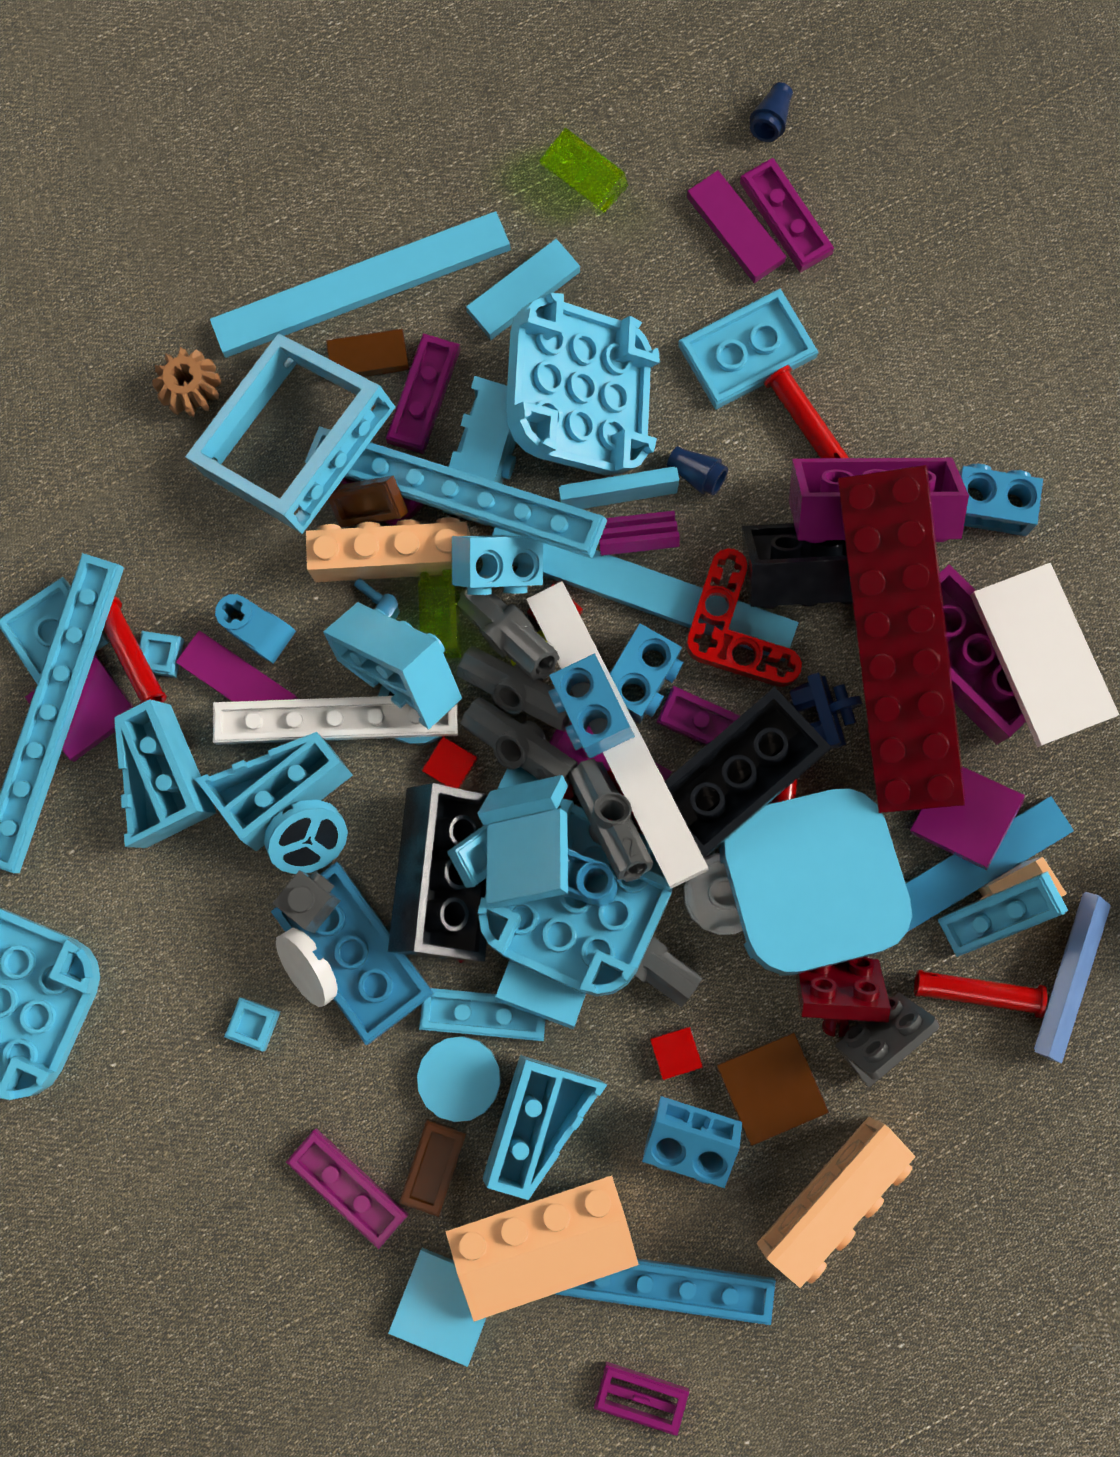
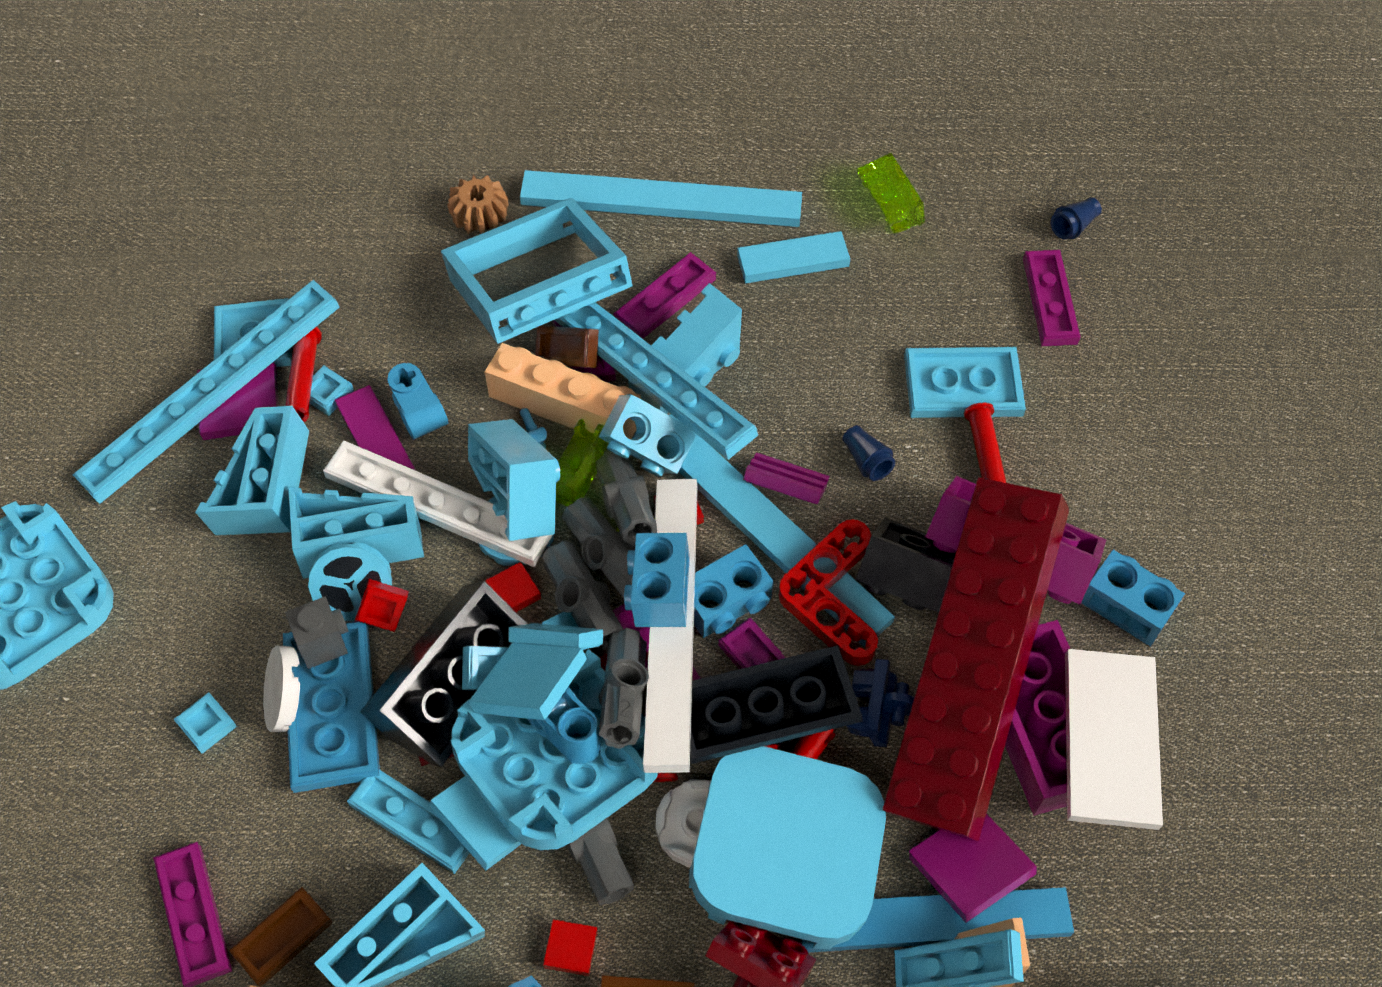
camera: 20 degrees right, 20 degrees down
(345, 843) = (381, 605): none -> red tile
(371, 352) = (642, 249): reddish brown tile -> none
(458, 1079) = (355, 865): medium azure tile -> none
(579, 387) = (796, 337): medium azure tile -> none
(620, 488) = (796, 437): medium azure tile -> none
(736, 226) = (1002, 288): magenta tile -> none

